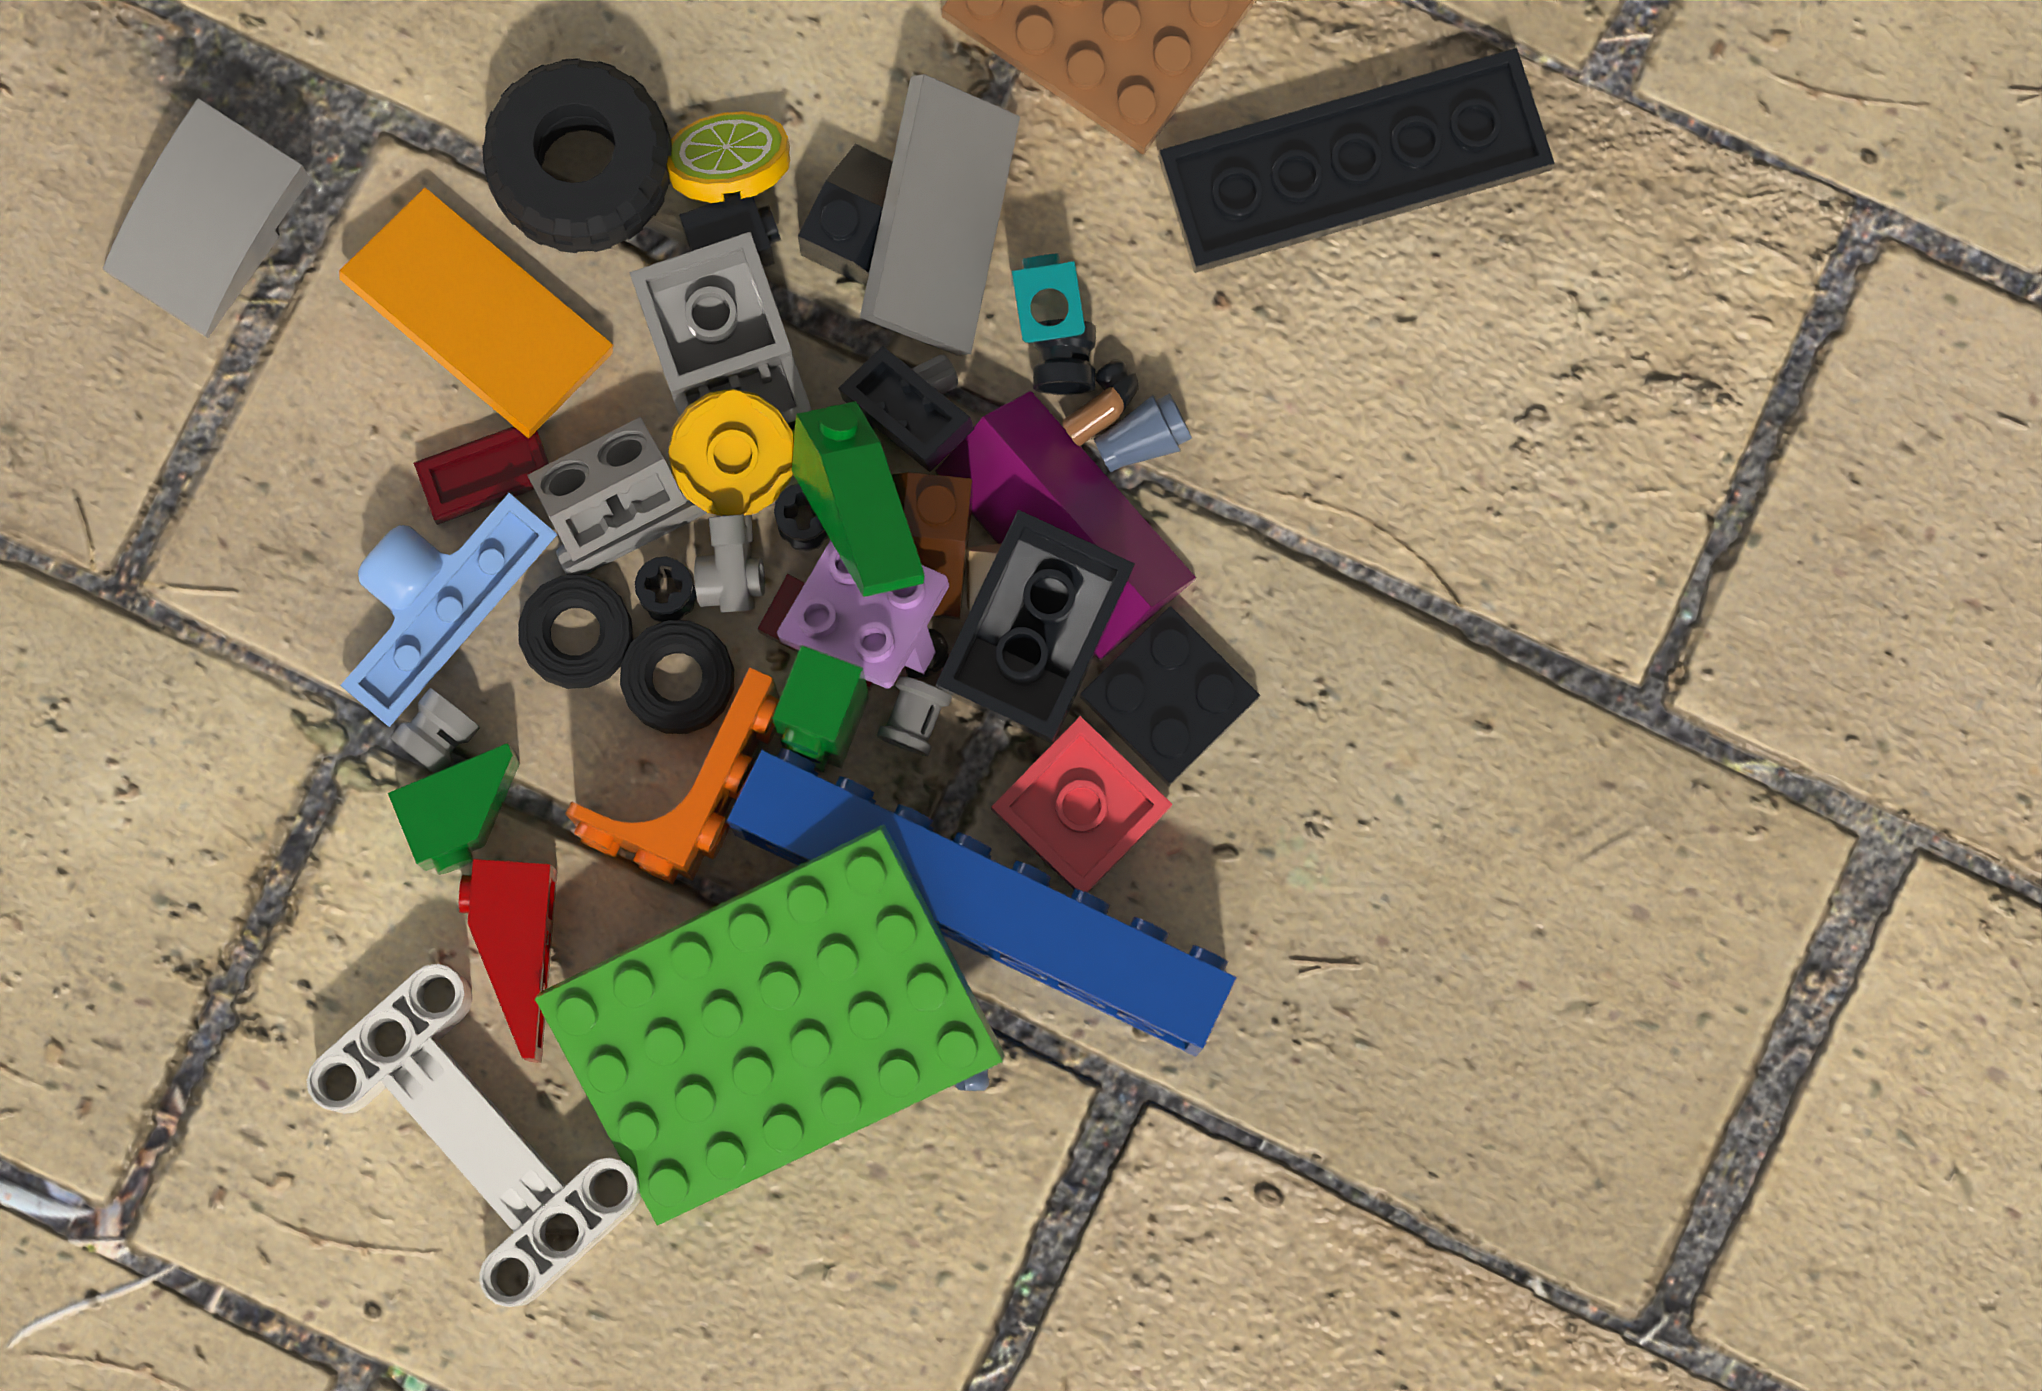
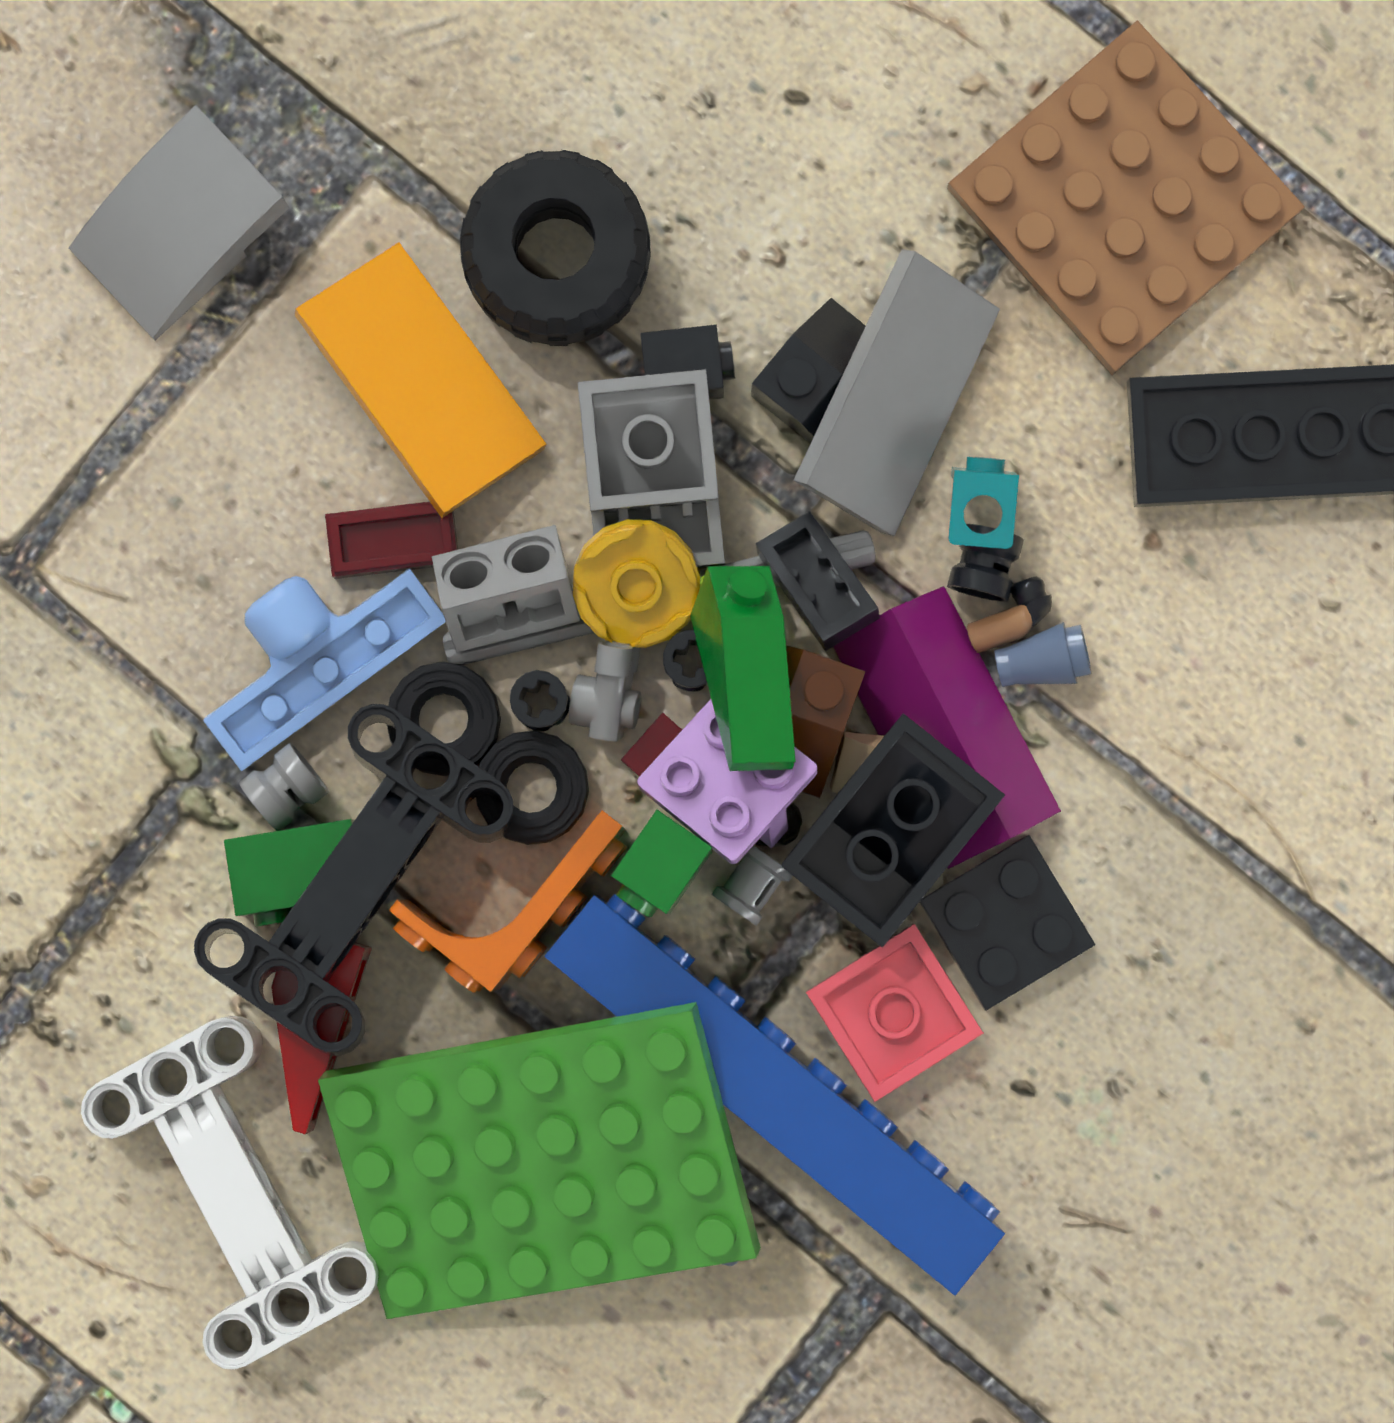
camera: 25 degrees right, 5 degrees up
(526, 796) = (356, 877): none -> black beam
(728, 156) = (703, 284): tile -> none

